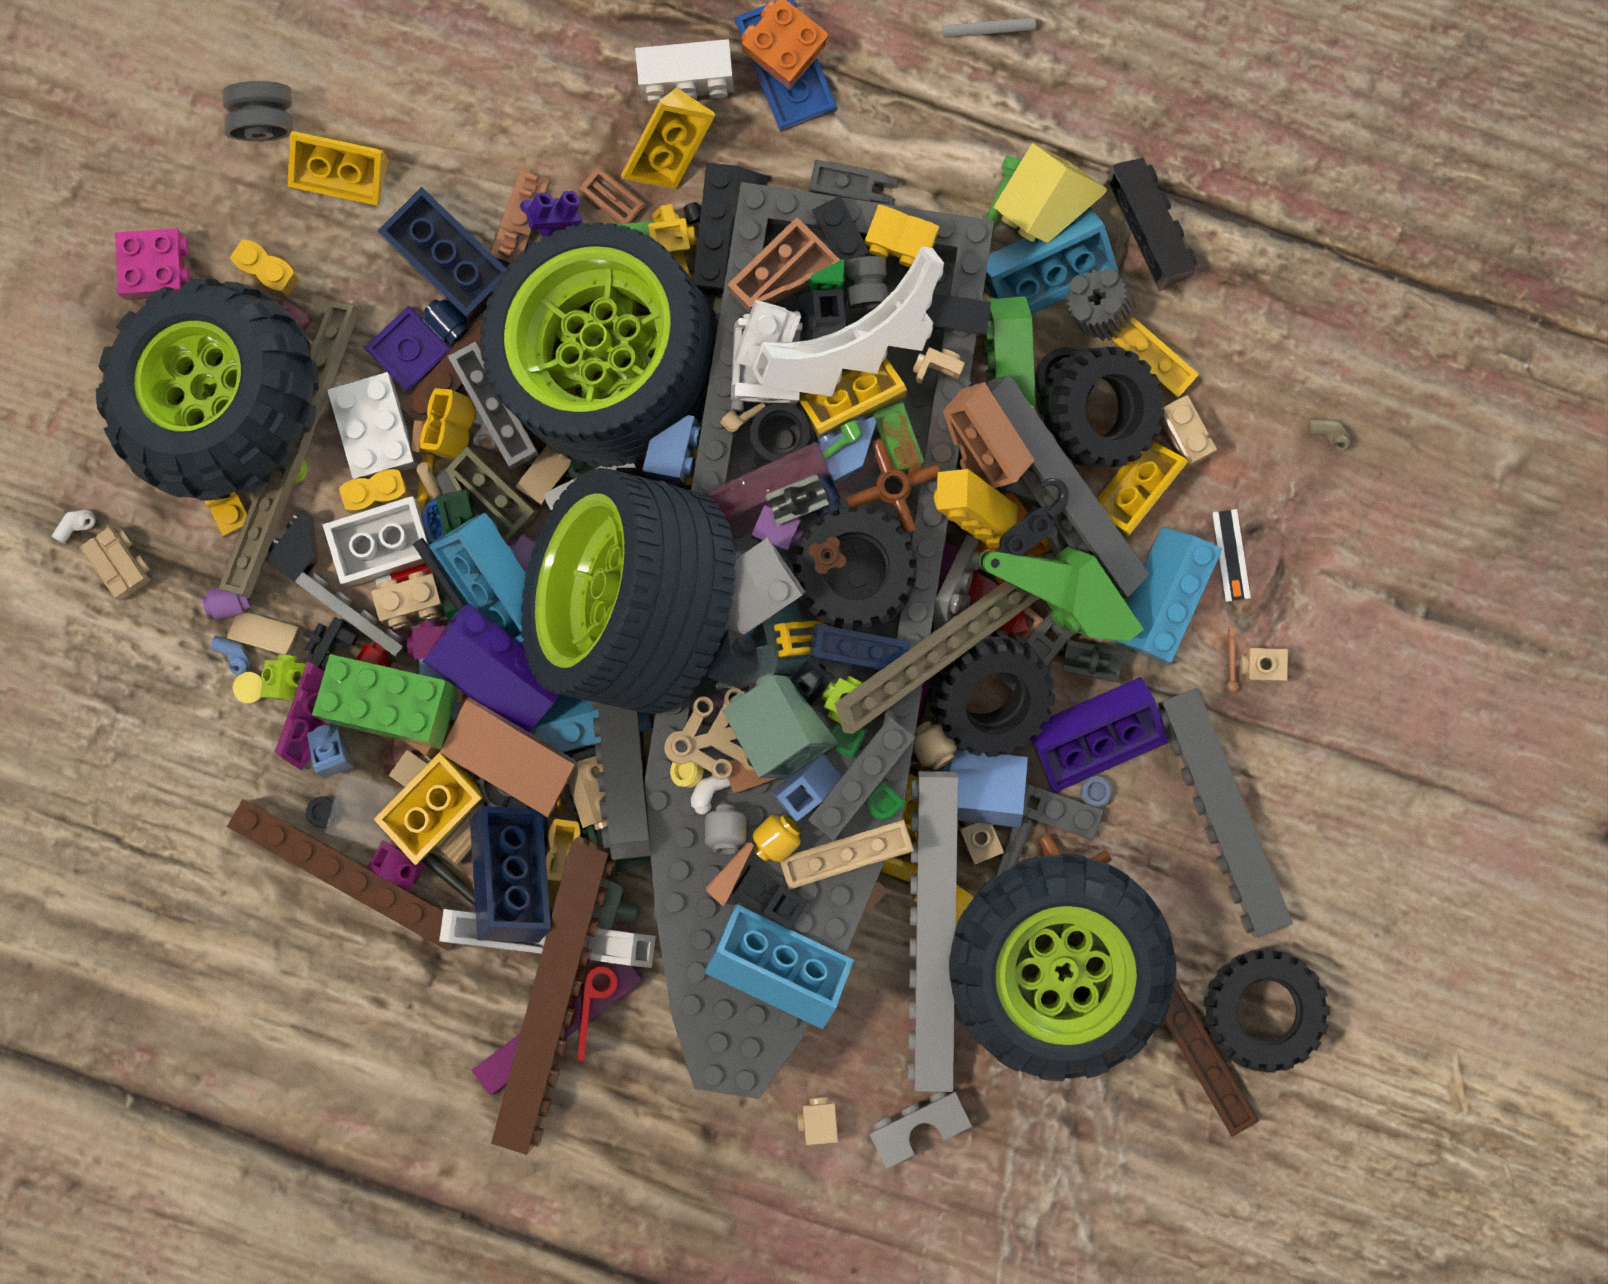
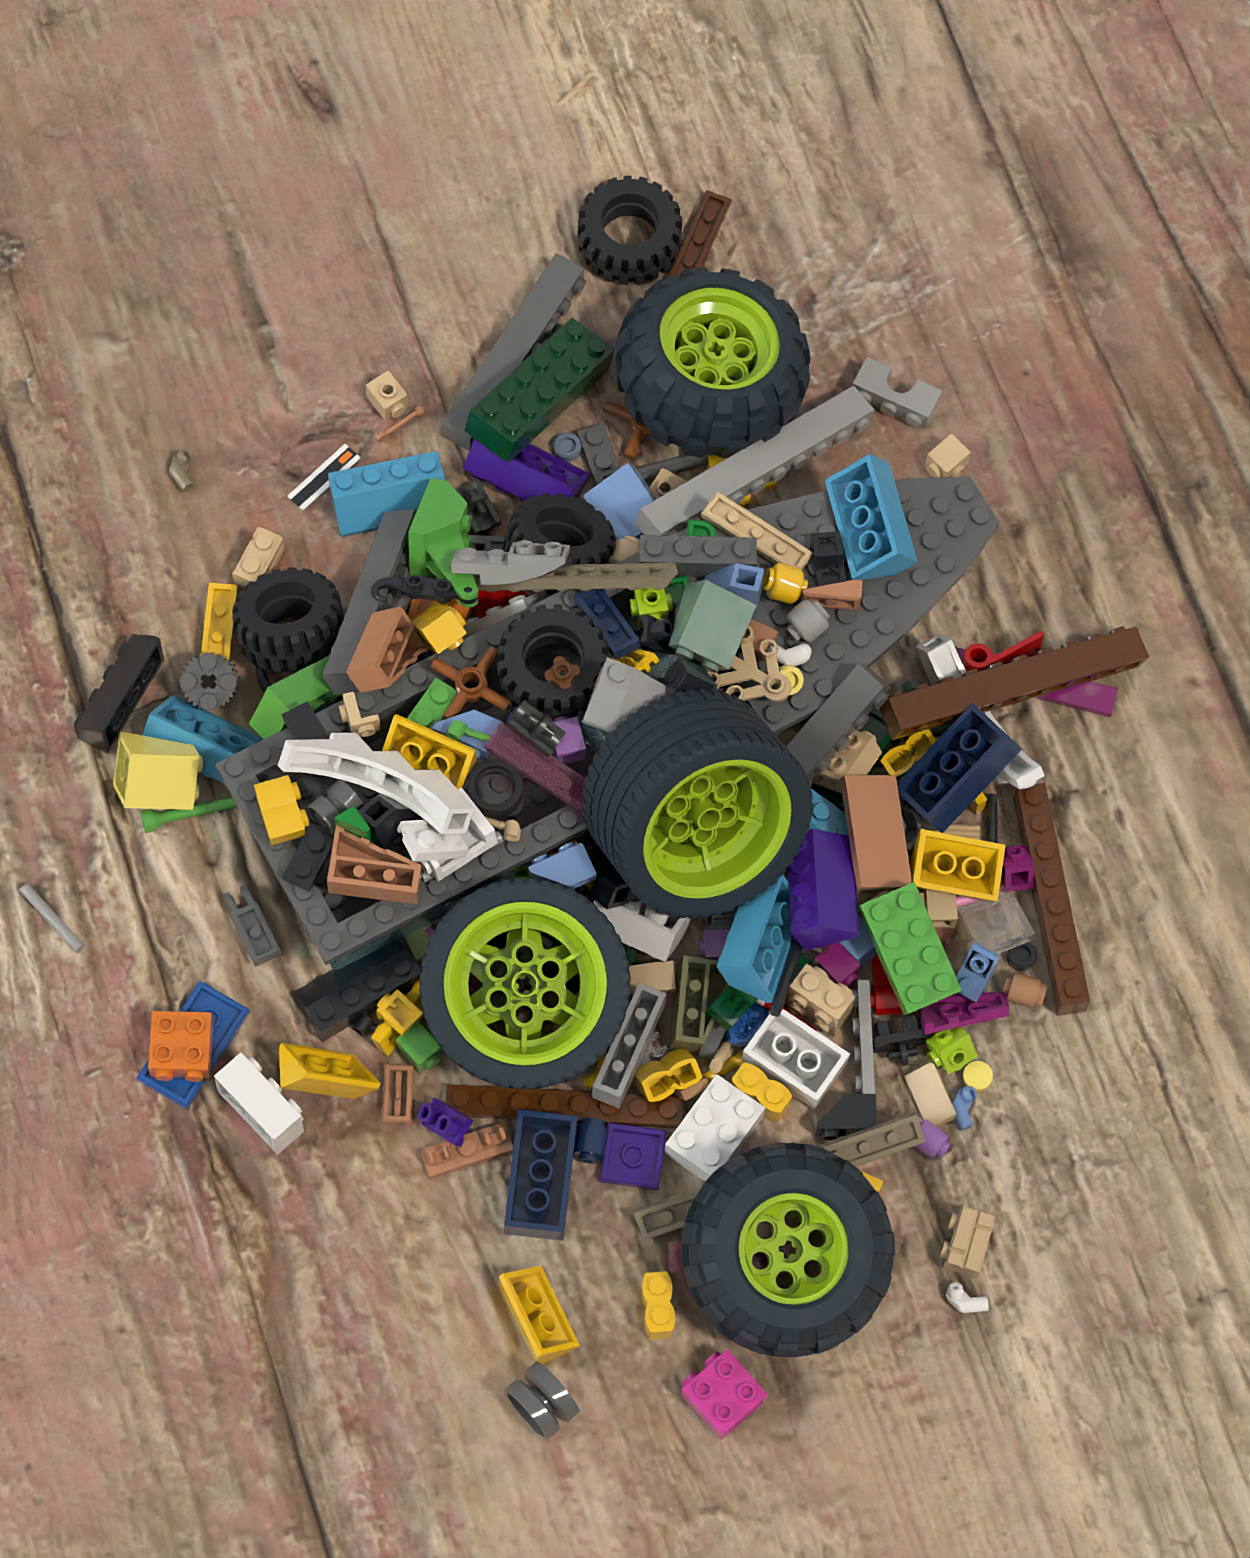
camera: 135 degrees left, 15 degrees down
(287, 786) = (1024, 990): none -> medium nougat brick
(906, 452) = (440, 685): clear orange plate -> none
(985, 618) = (521, 563): none -> light grey slope
(1139, 486) = (334, 558): yellow slope -> none
(1161, 798) = (539, 390): none -> dark green brick

